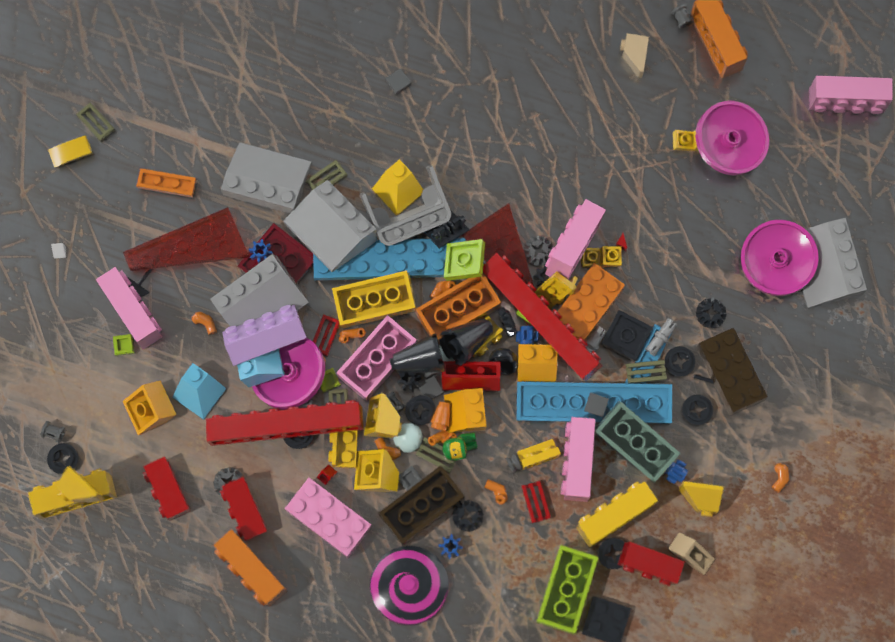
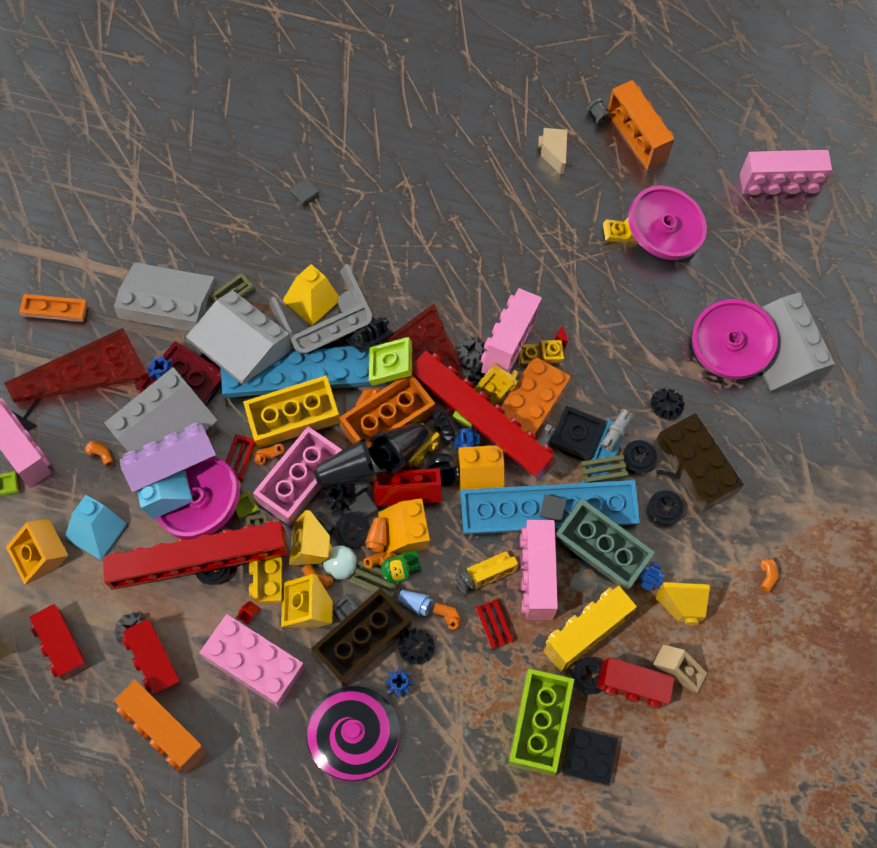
camera: 10 degrees left, 10 degrees down
(469, 477) = (416, 602): none -> light blue cone

